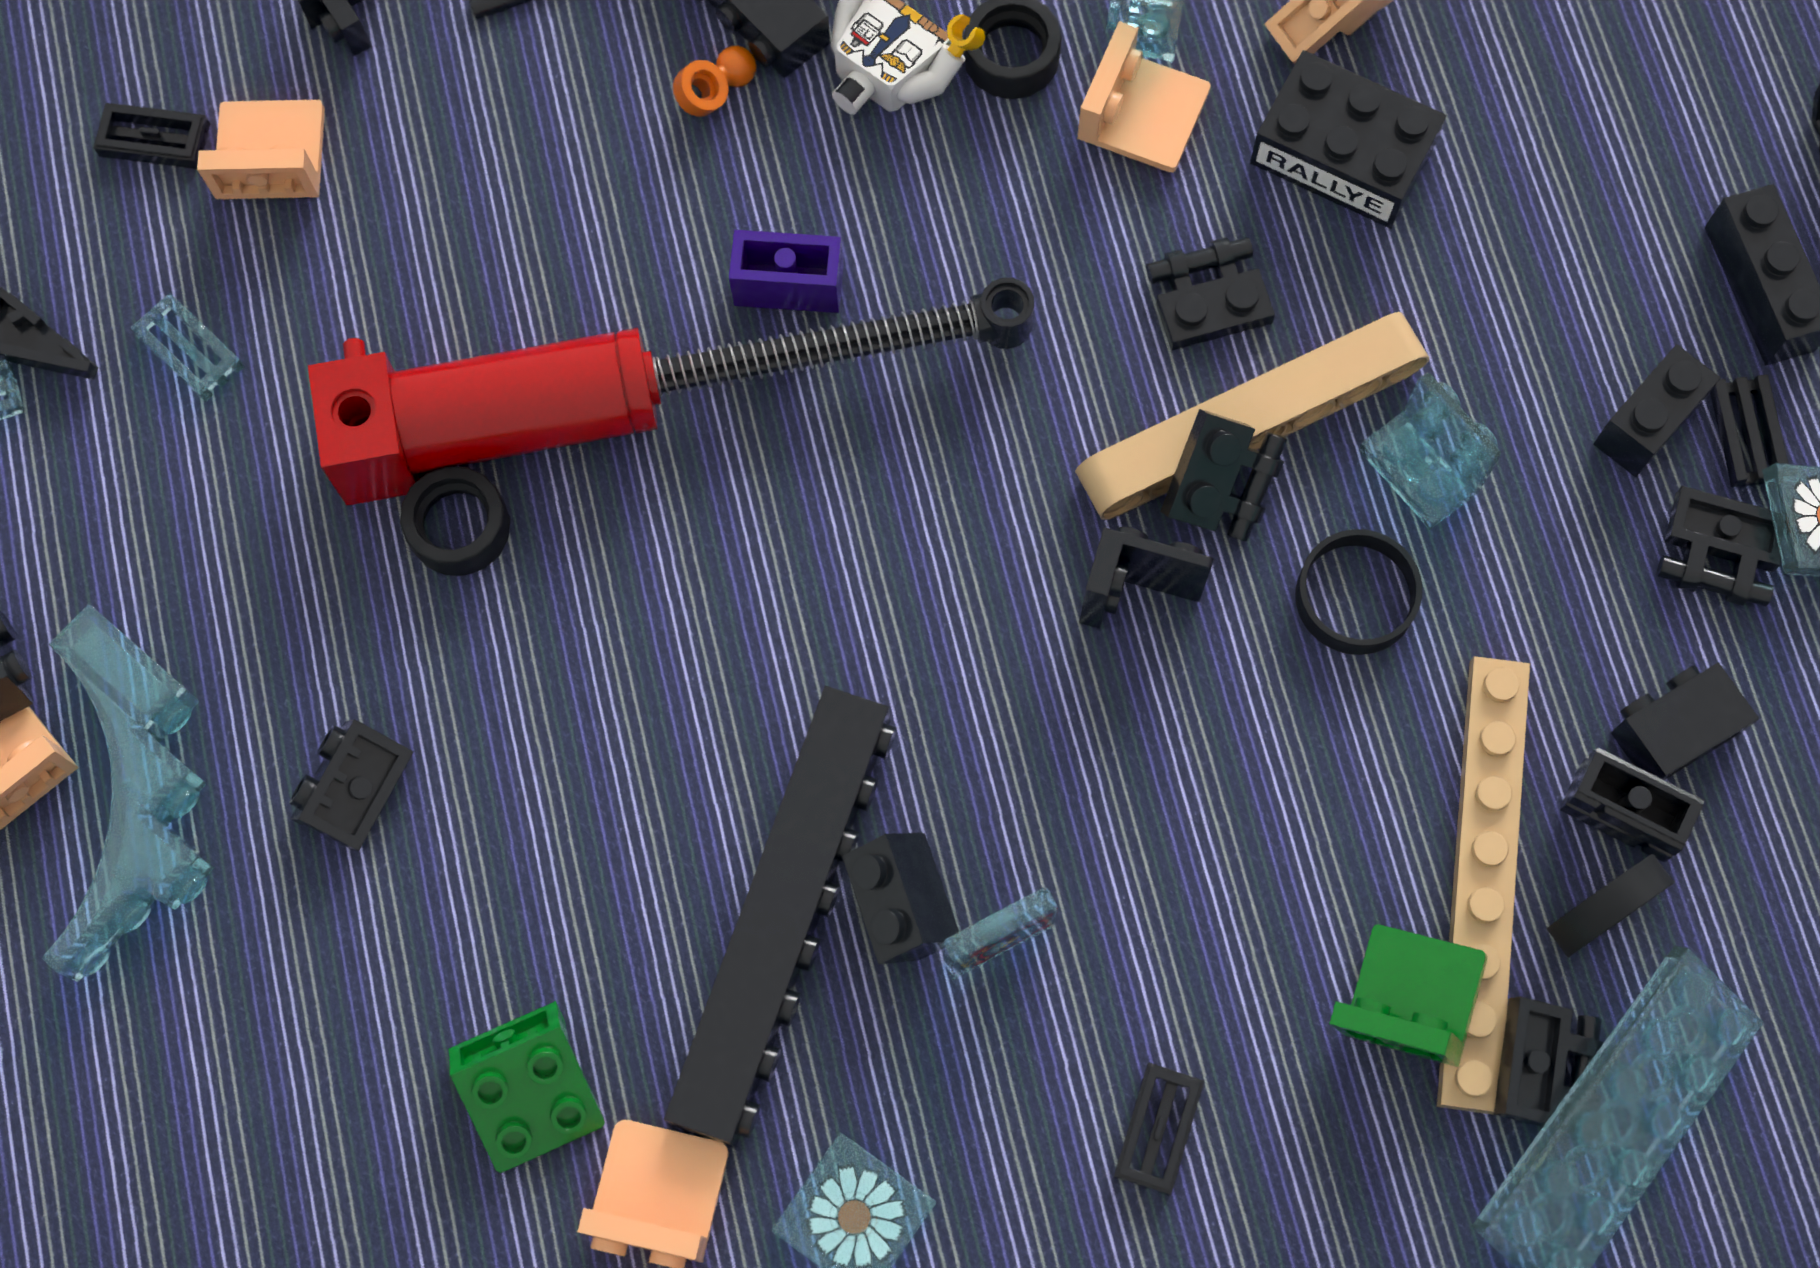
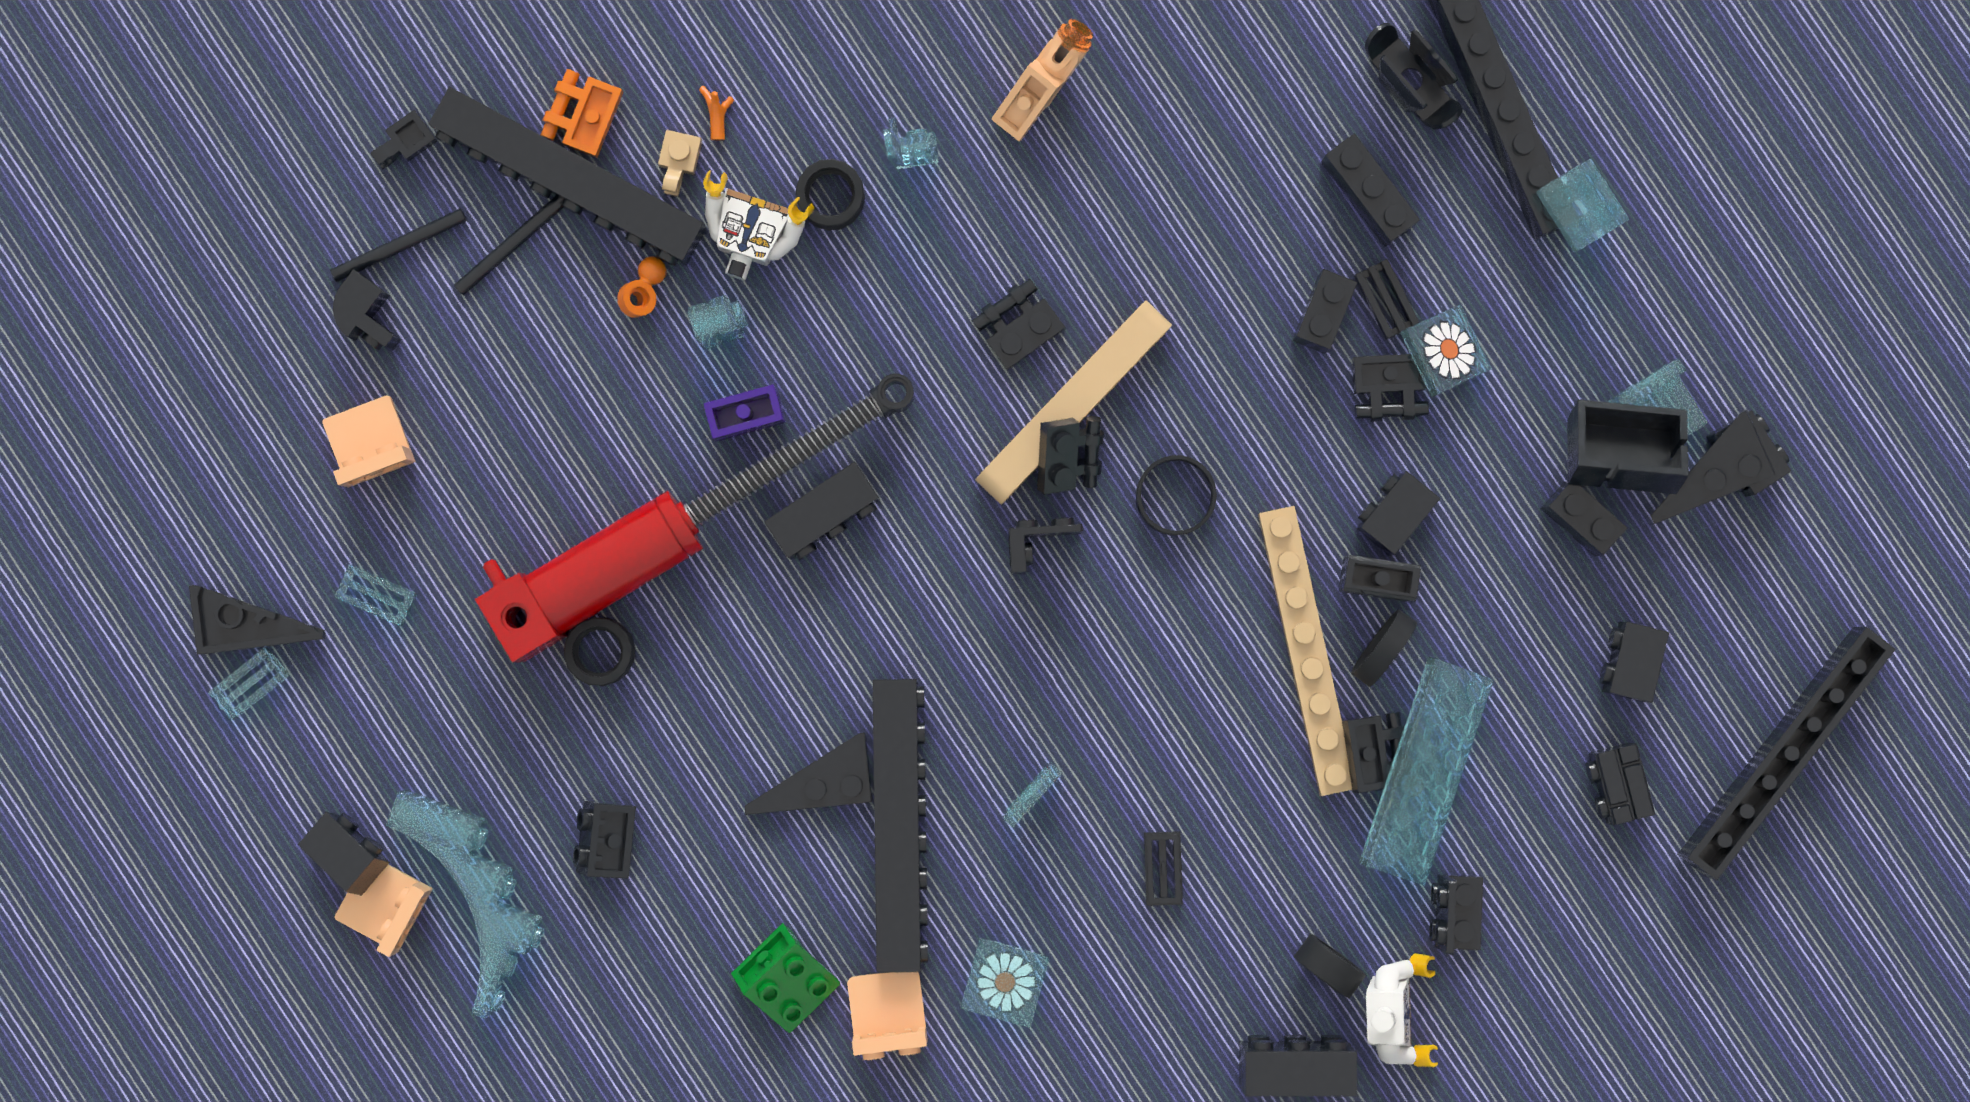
camera: 20 degrees left, 15 degrees up
(145, 152) = (315, 451): black tile -> none
(705, 818) = (830, 781): none -> black wing
(796, 140) = (717, 321): none -> clear light blue brick
(844, 439) = (823, 512): none -> black brick
(900, 897) = (966, 791): black brick -> none
(1140, 105) = (932, 208): light nougat bracket -> none
(1347, 139) = (1072, 188): black brick -> none
(1413, 995) = (1285, 741): green bracket -> none
(1433, 452) = (1192, 393): clear light blue bracket -> none

